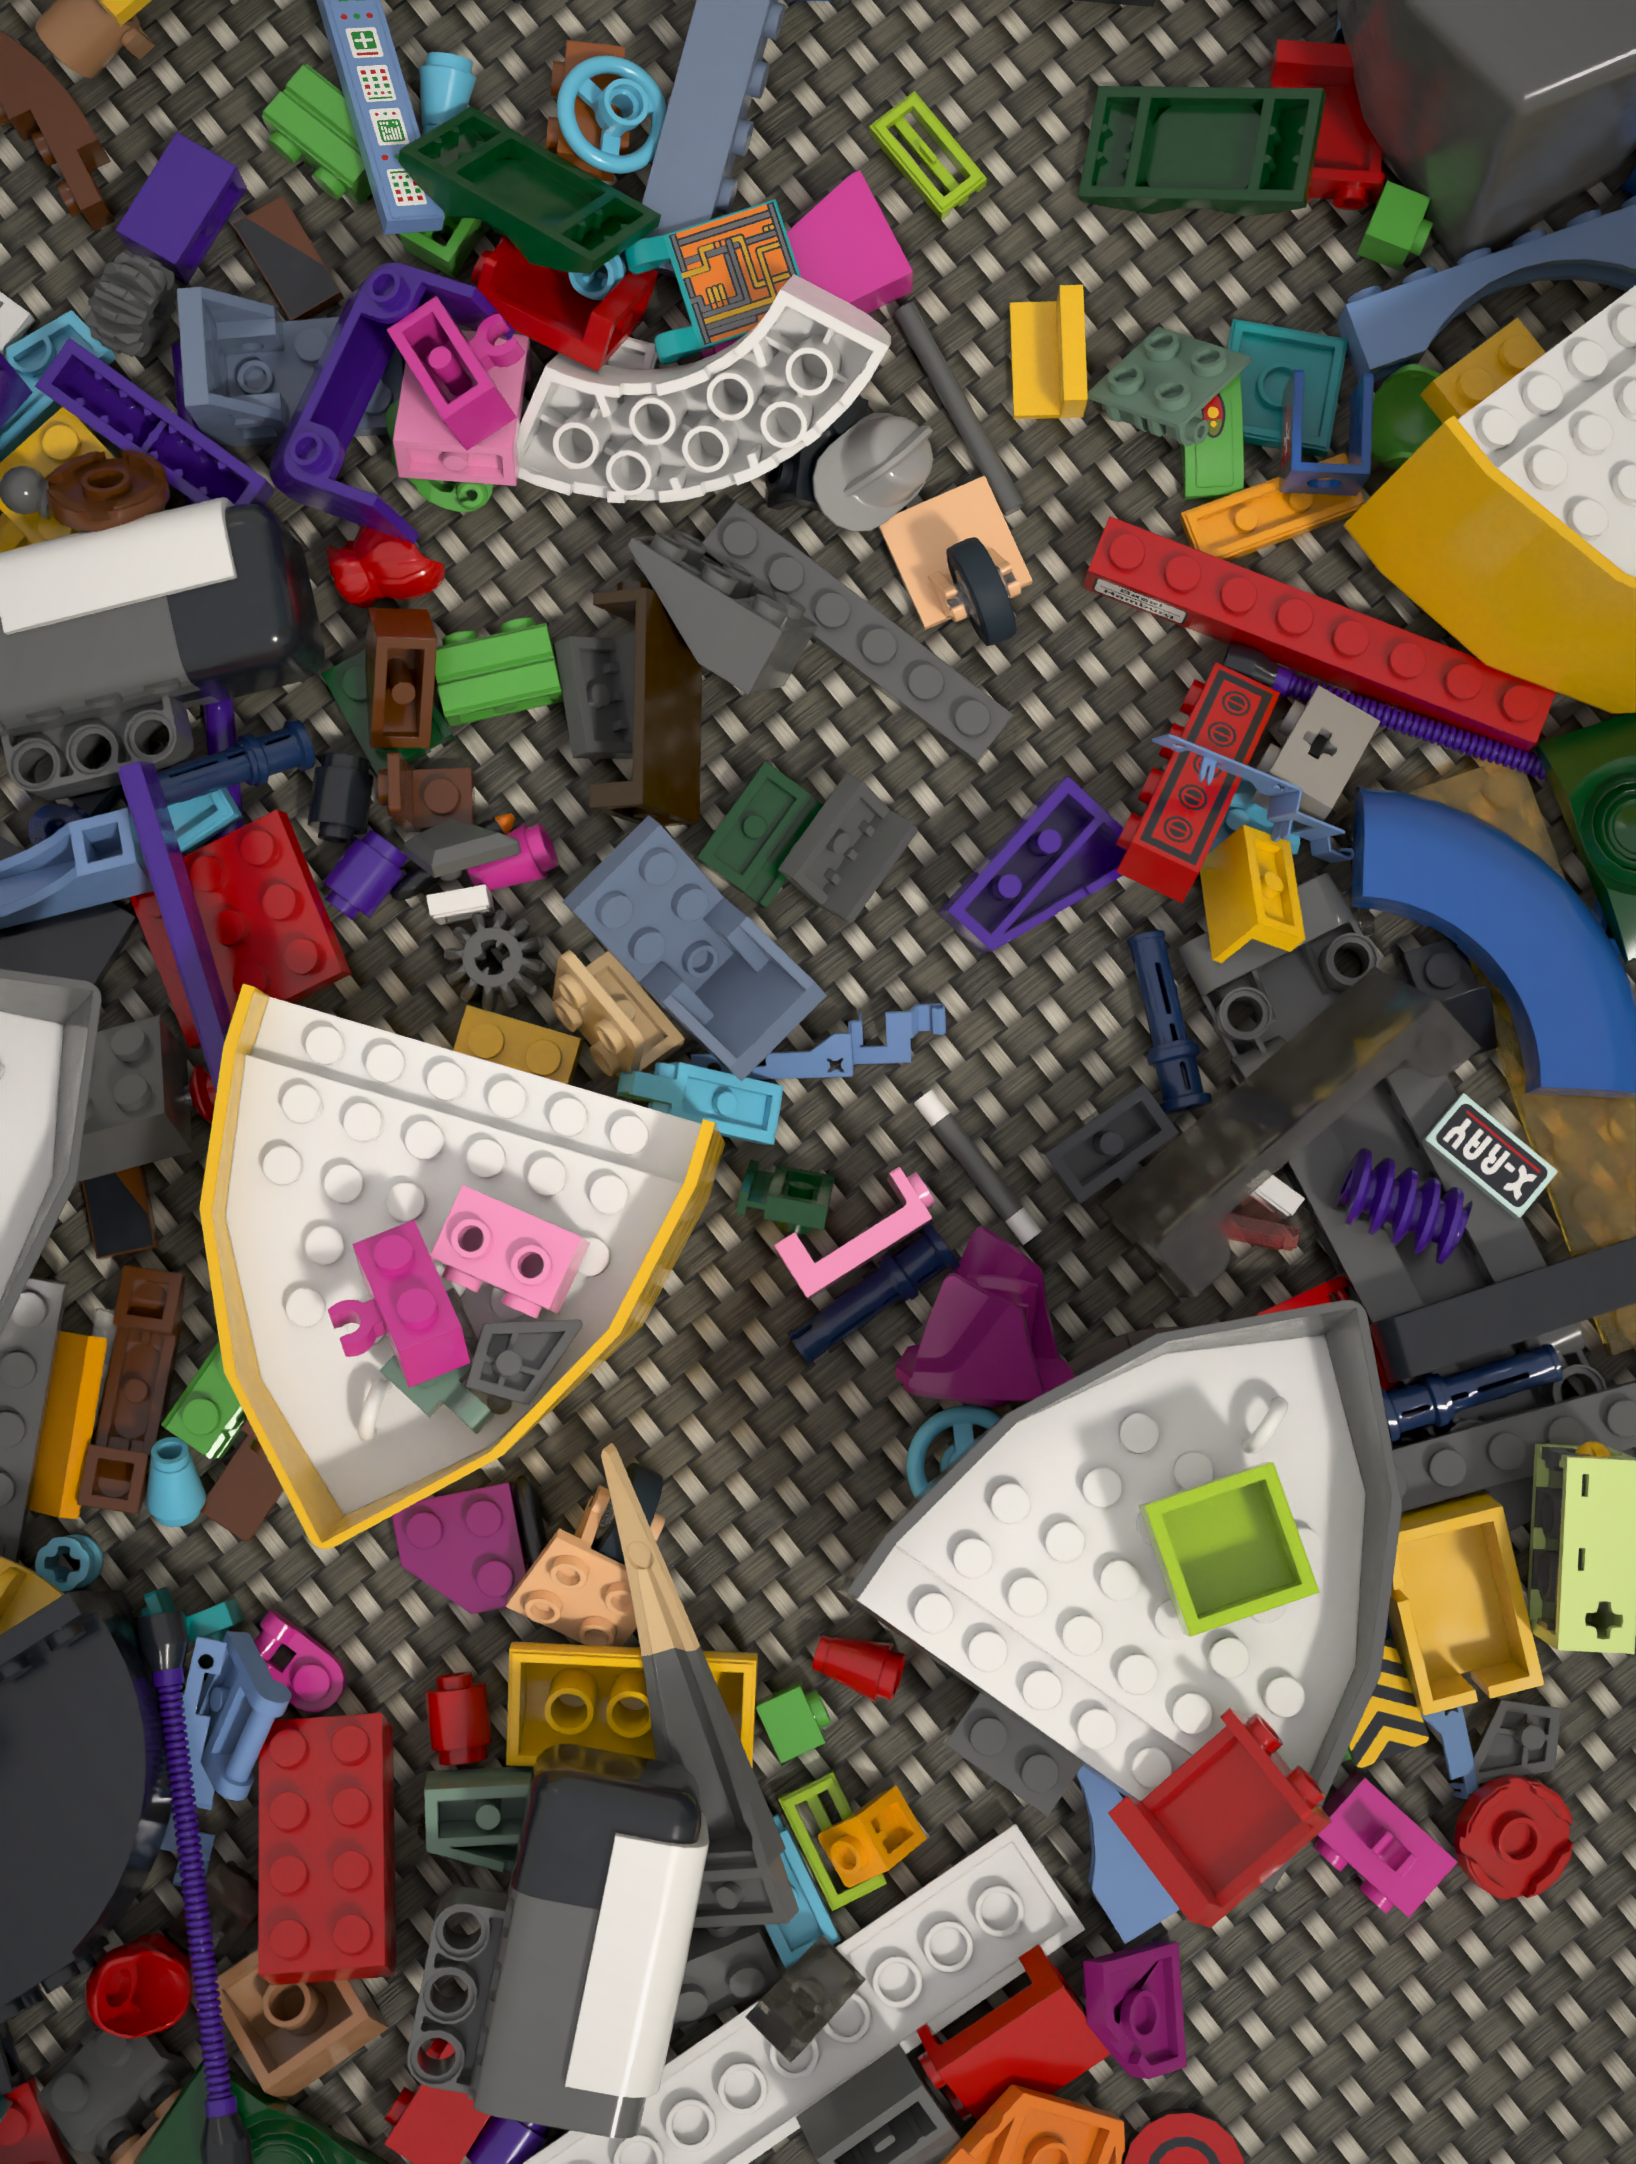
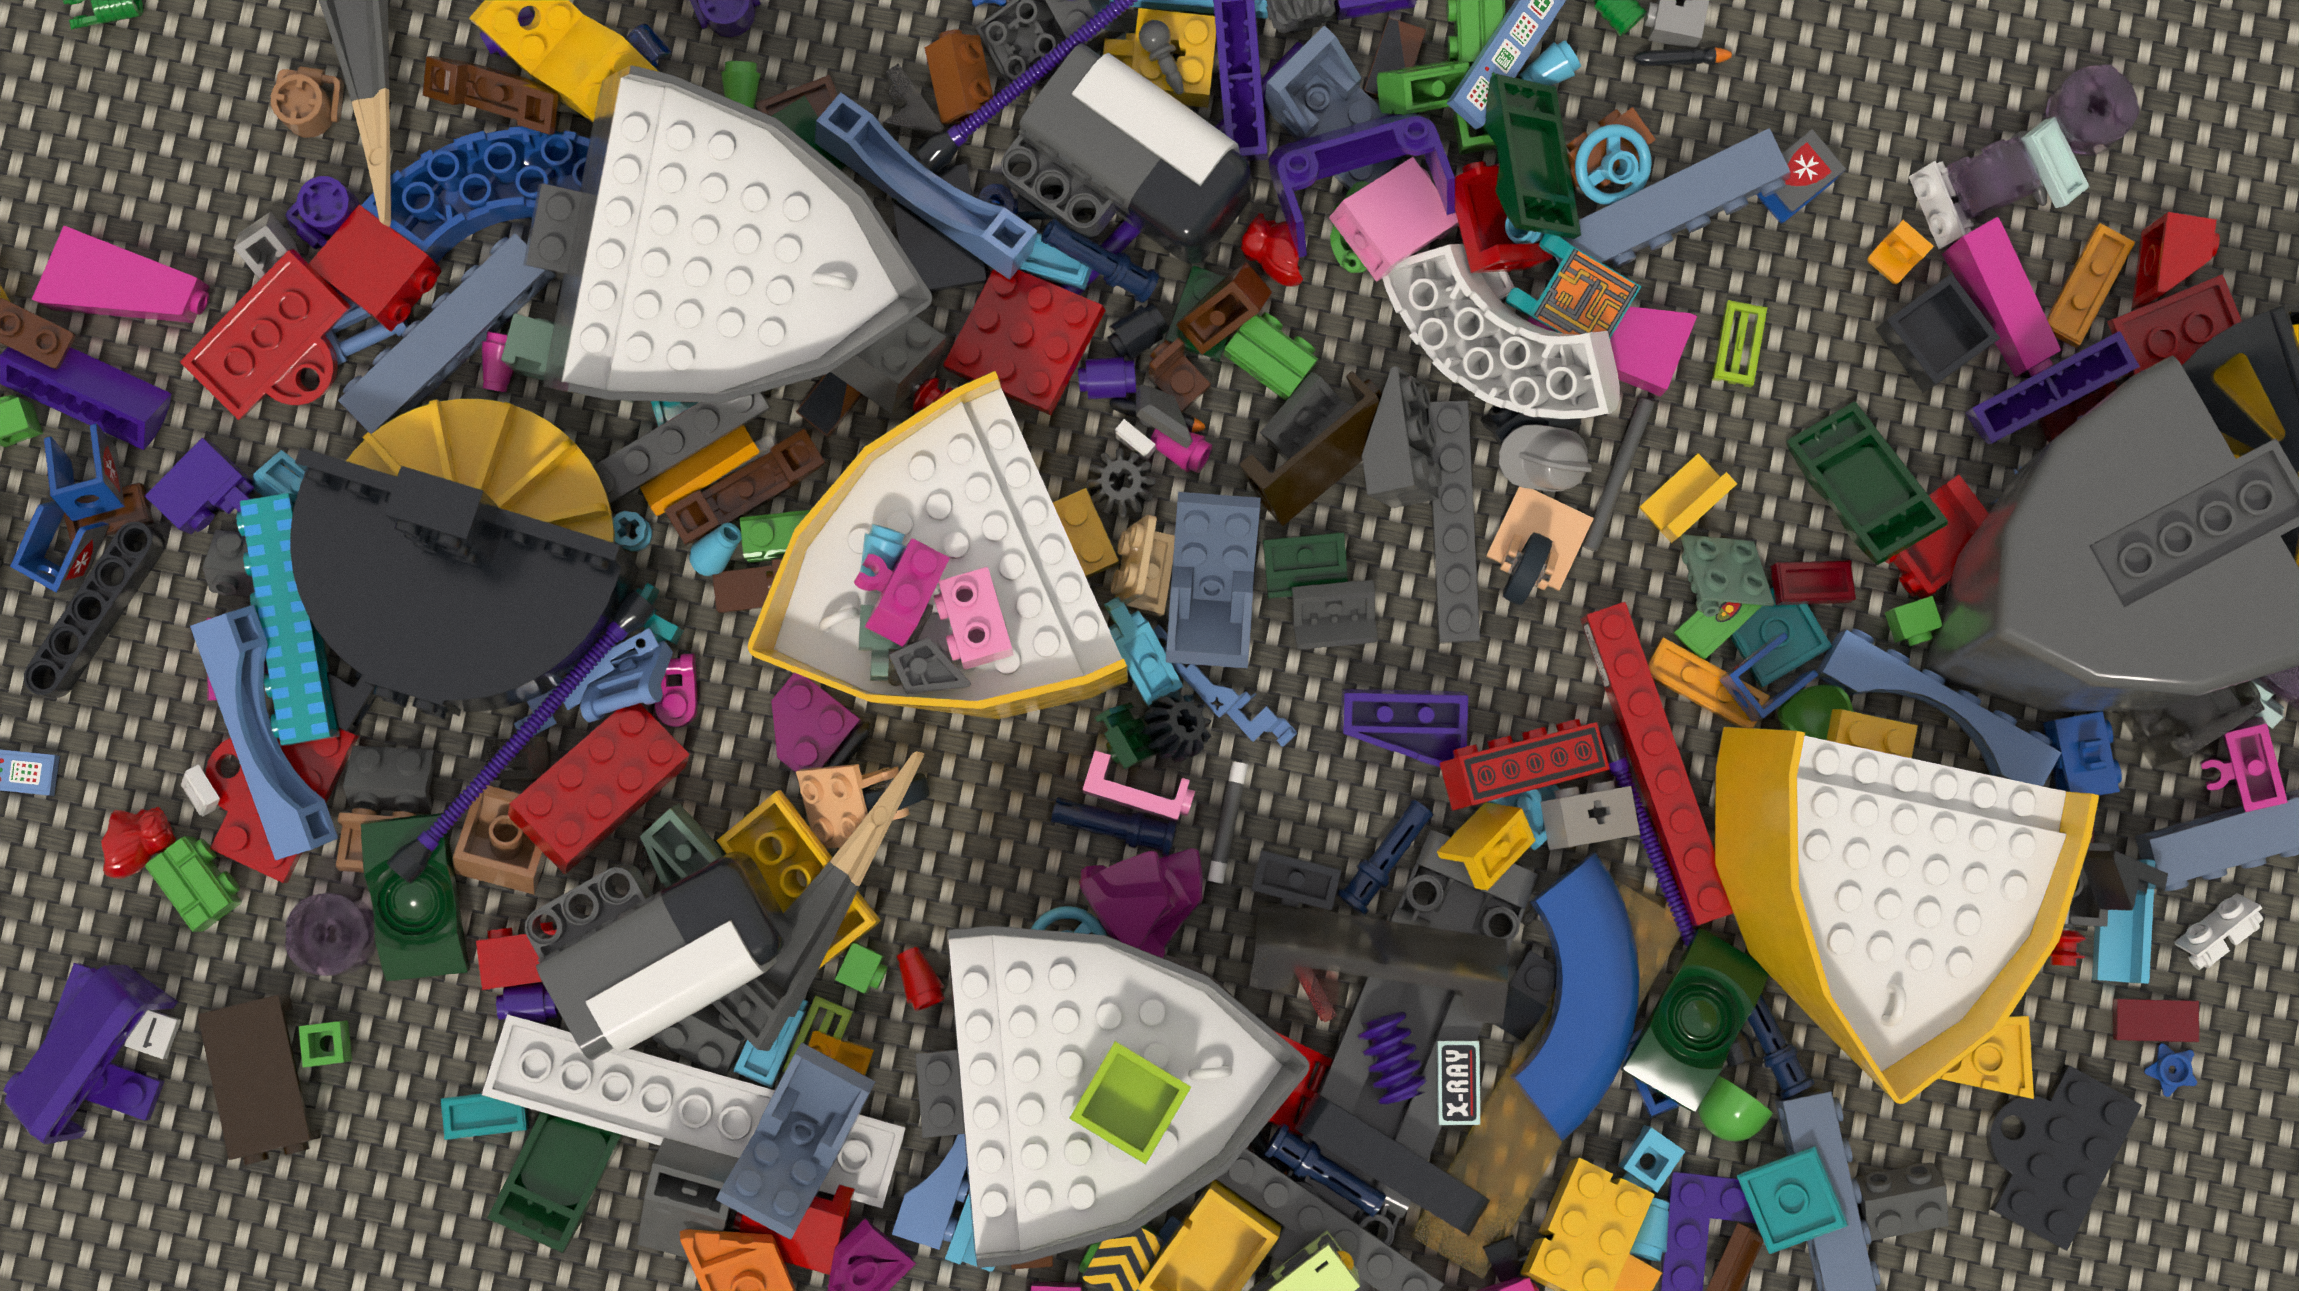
camera: 45 degrees right, 0 degrees up
(104, 492) = (1202, 93): reddish brown tile -> none
(139, 1987) = (450, 750): red hair -> none
(178, 909) = (1005, 304): dark purple tile -> none
(333, 1282) = (883, 543): none -> medium azure cone
(340, 252) = (1419, 87): none -> bright green brick
(457, 369) = (1405, 202): dark pink brick -> none
(458, 1719) = (718, 796): red brick -> none
(805, 1998) = (727, 1092): clear smoke slope -> none
(823, 1131) = (1176, 726): none -> black gear
(931, 1970) = (796, 1141): none -> sand blue bracket
(1224, 1819) = (993, 1214): red panel -> none
(1260, 299) = (1813, 582): none -> dark red tile
(1277, 1197) = (1343, 989): white tile -> none
(1283, 802) = (1551, 818): medium blue piece -> none

